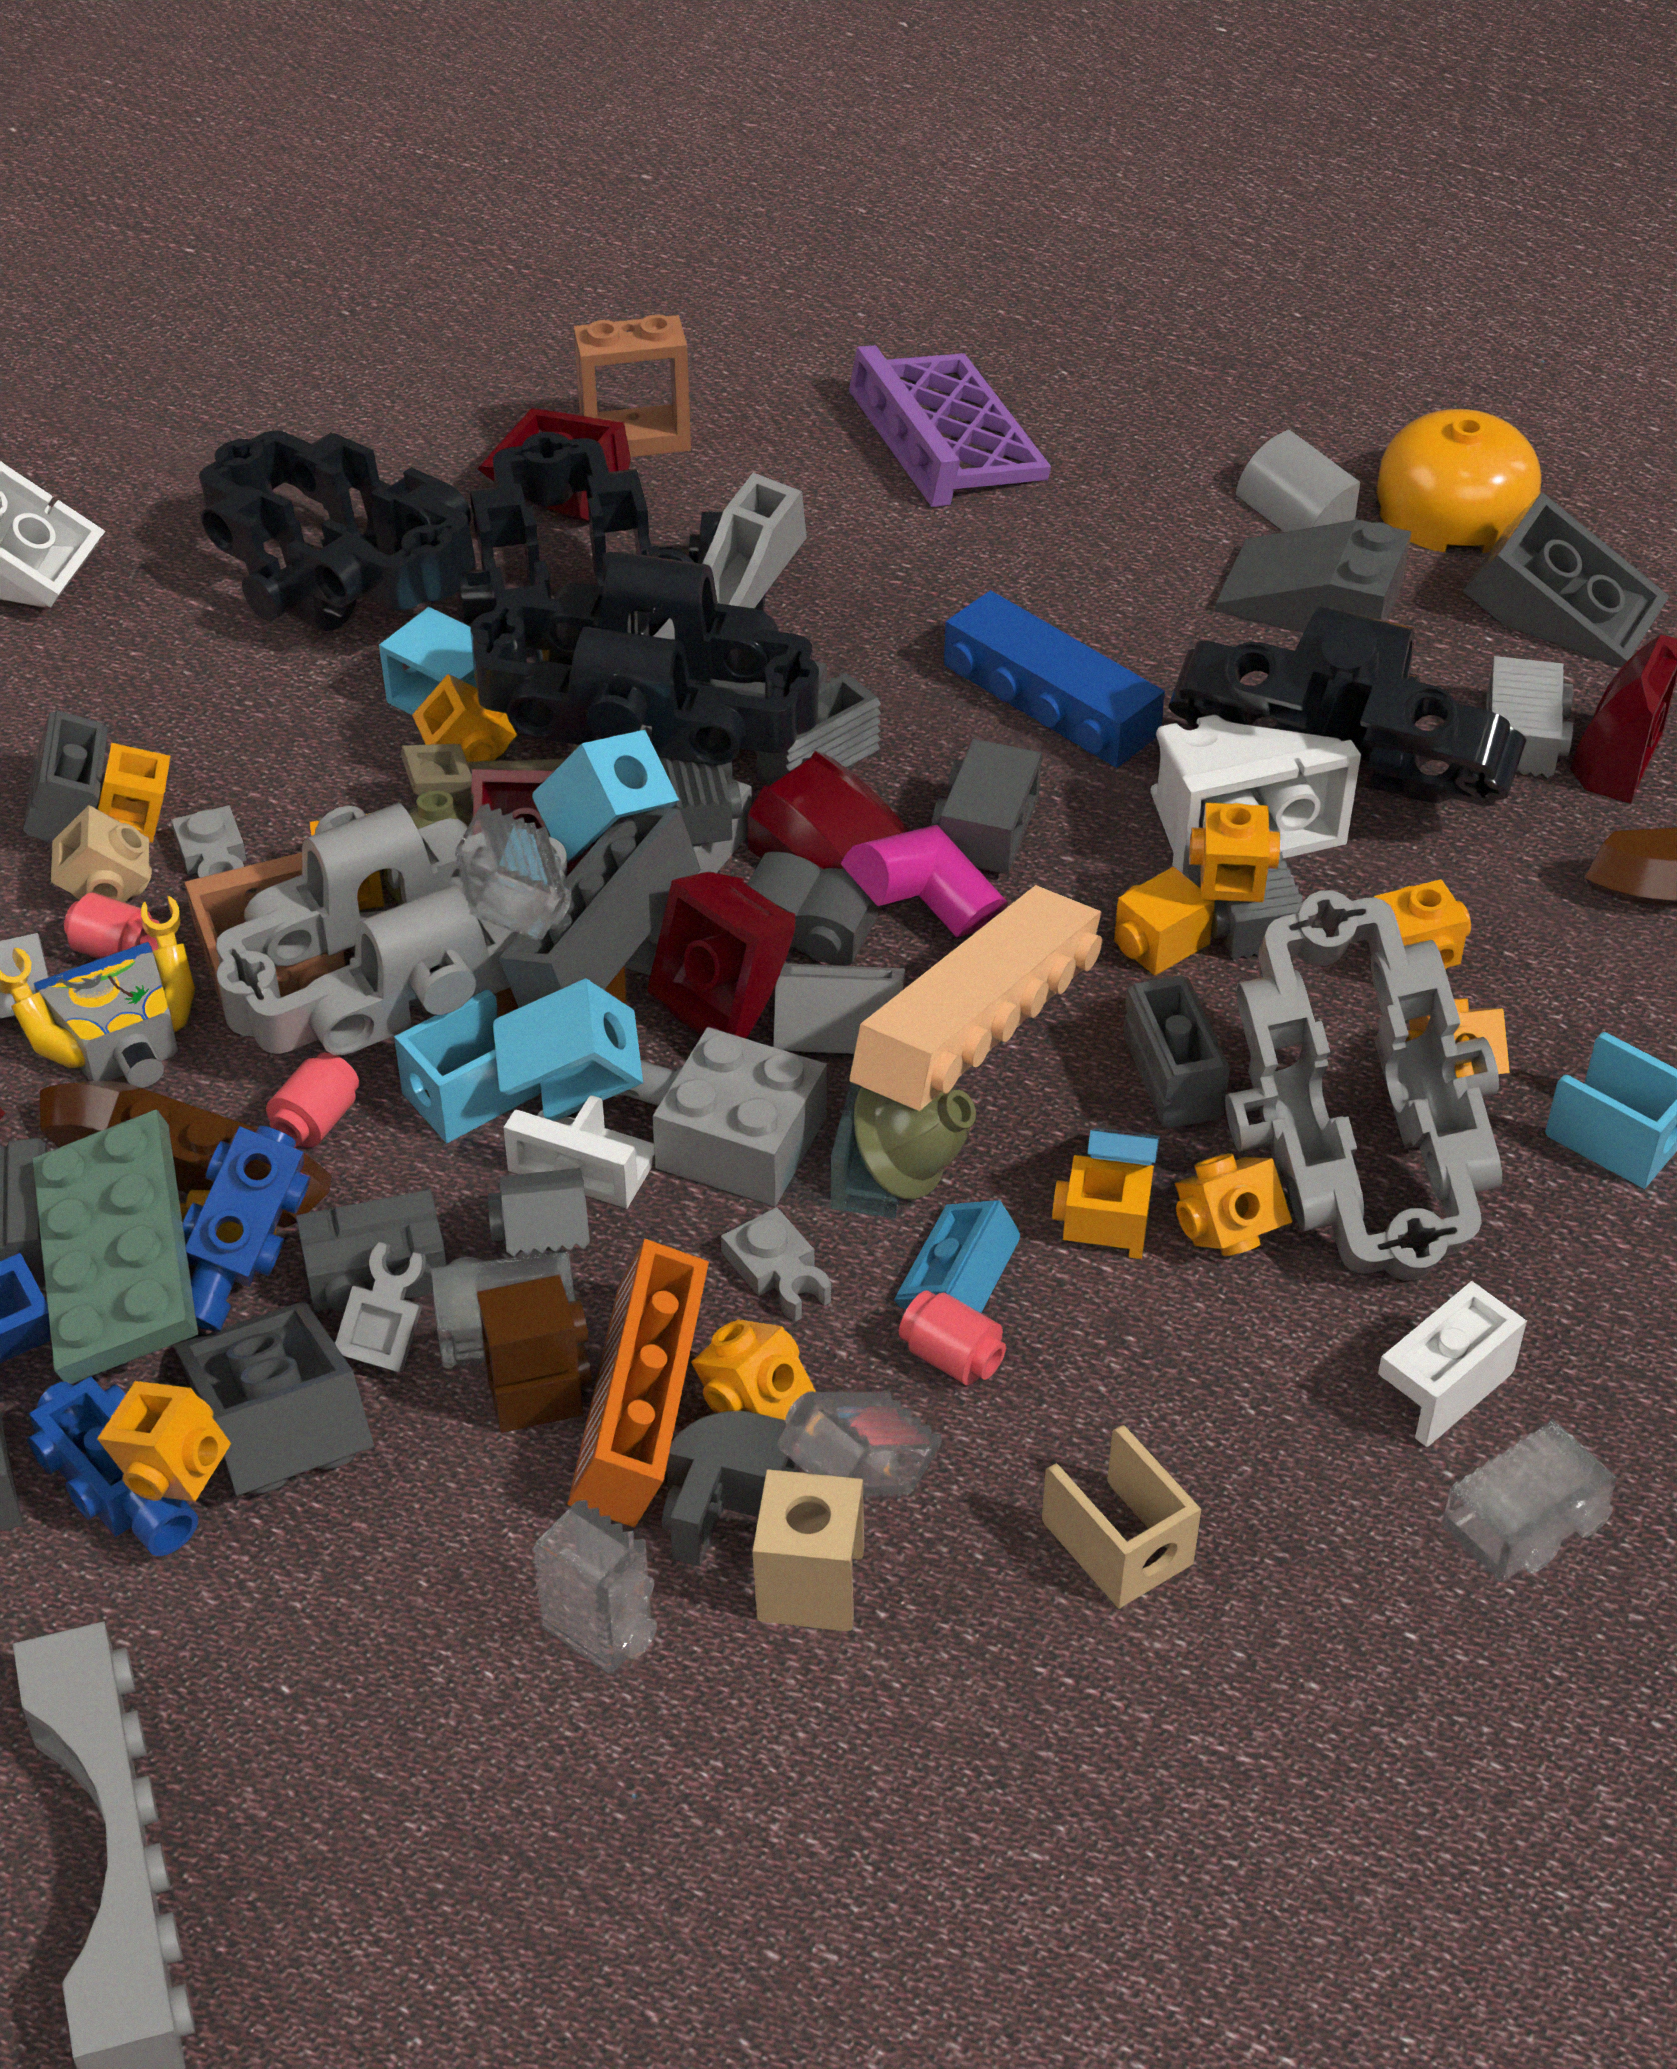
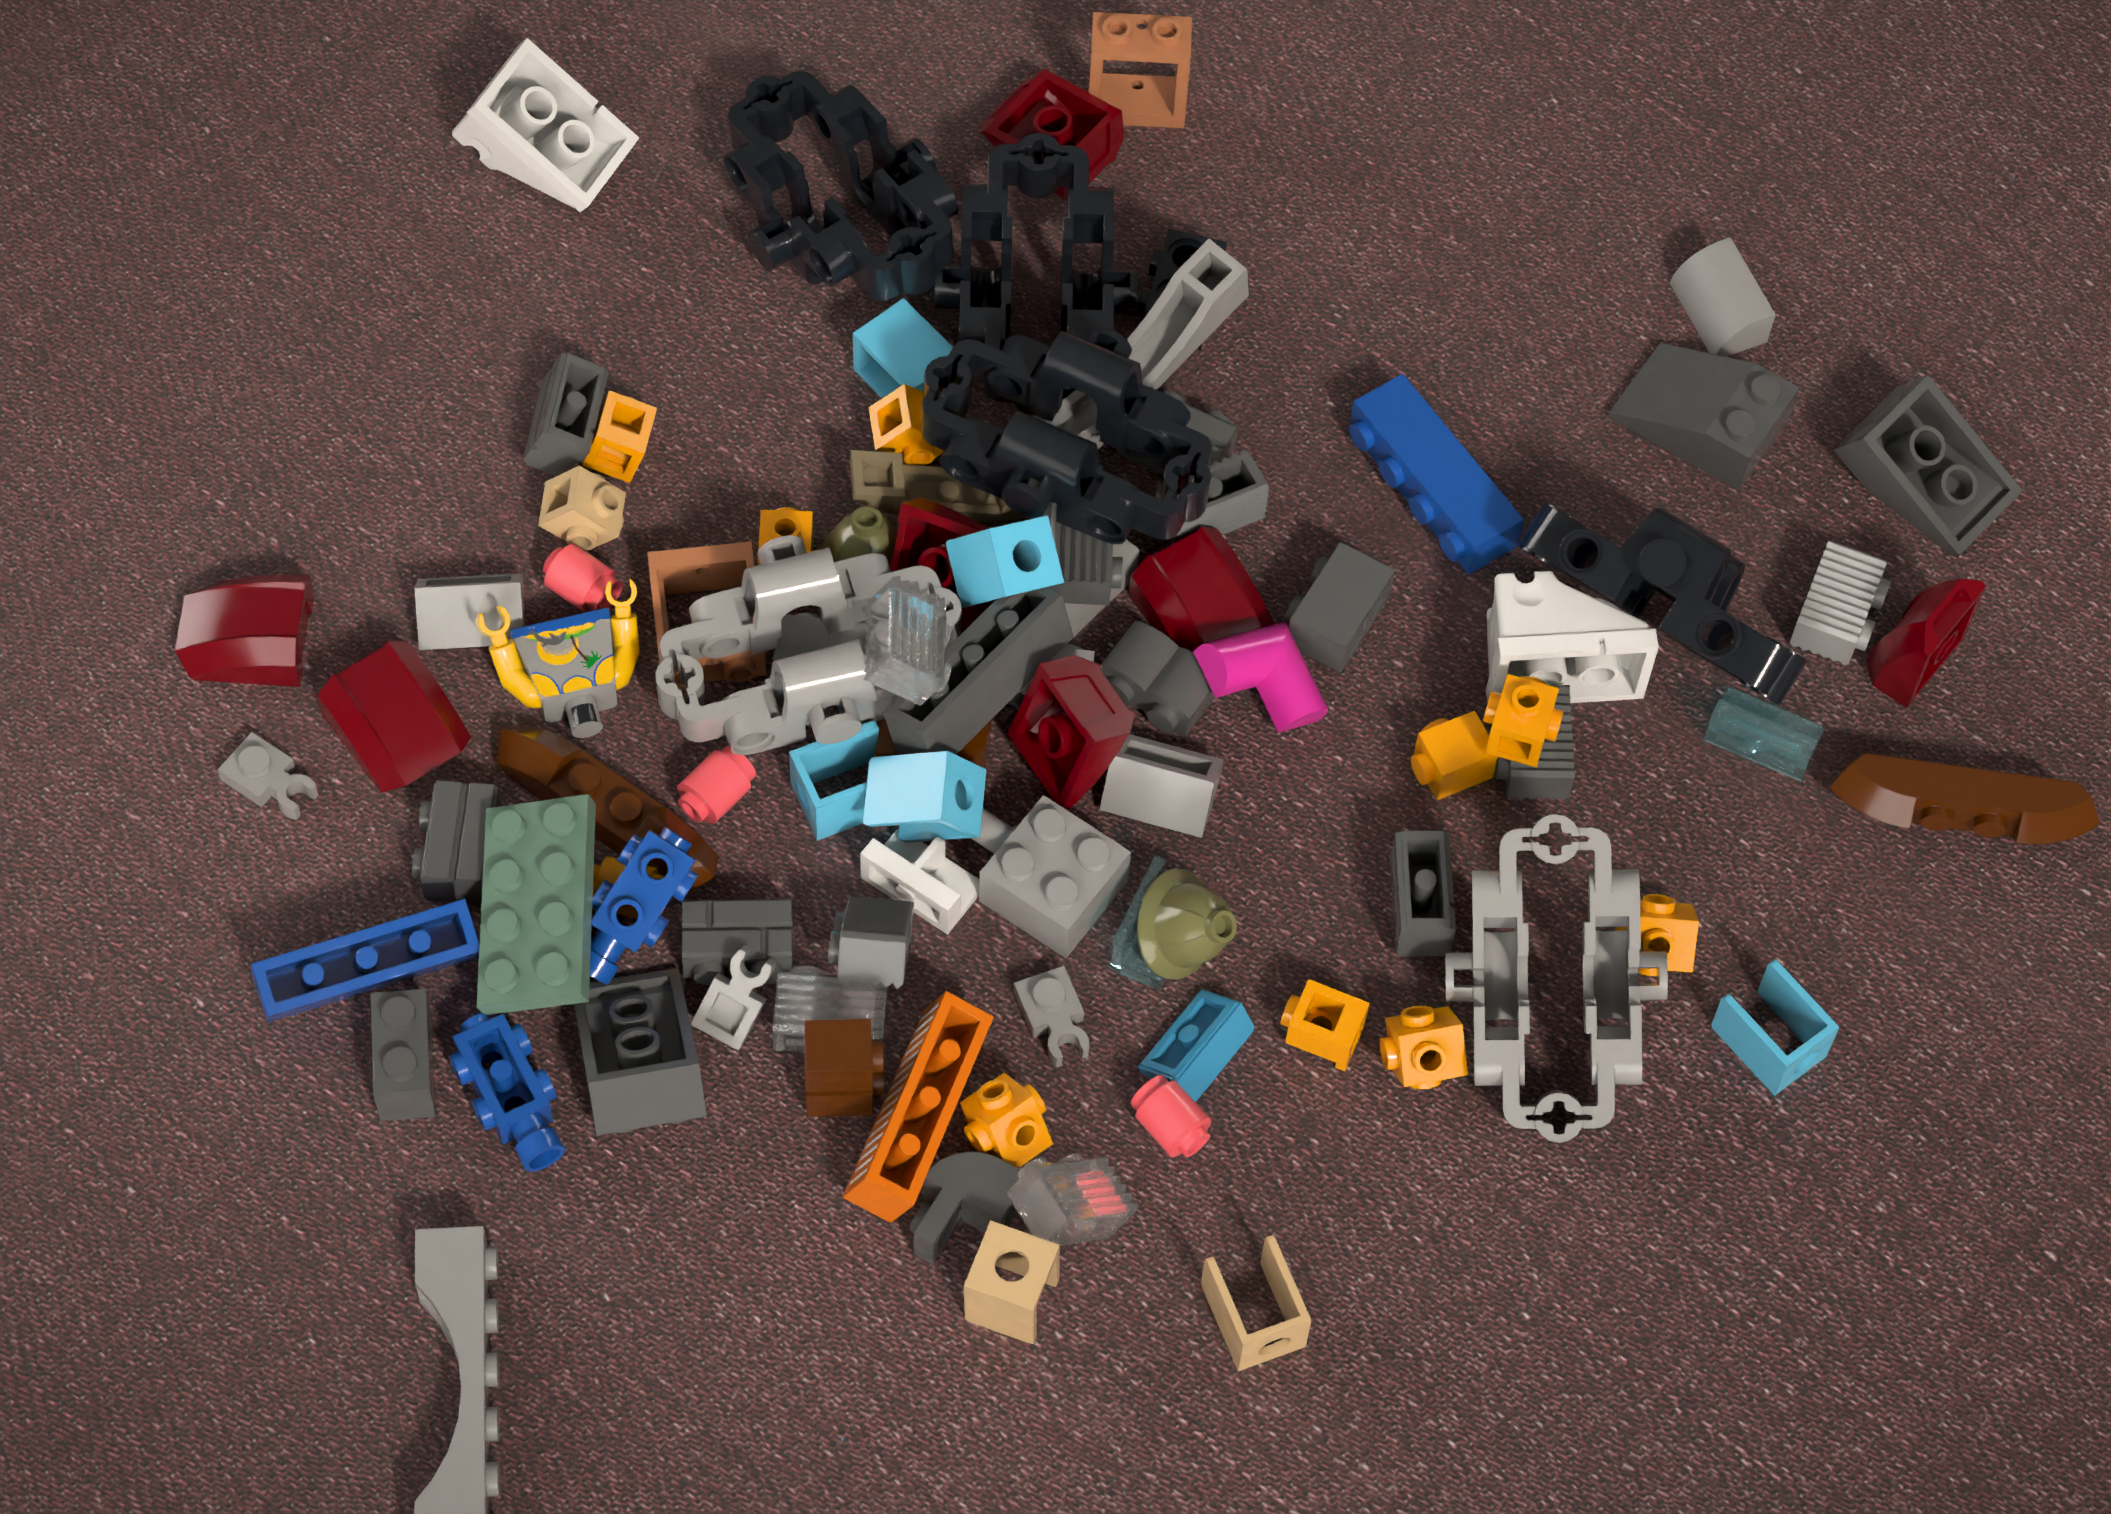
camera: 10 degrees right, 15 degrees up
(164, 1441) = (548, 1096): light orange brick -> none
(209, 841) = (677, 502): light grey plate -> none
(595, 1587) = (845, 1280): clear brick -> none
(915, 432) = (1385, 145): medium lavender fence -> none
(975, 997) = (1270, 816): light nougat brick -> none
(1123, 1146) = (1352, 976): dark azure tile -> none
(1431, 914) = (1666, 814): light orange brick -> none
(1455, 1358) = (1554, 1226): white panel -> none
(1457, 479) = (1872, 322): light orange cylinder -> none
(1492, 849) = (1763, 733): none -> clear light blue panel
(1530, 1502) = (1575, 1359): clear brick -> none

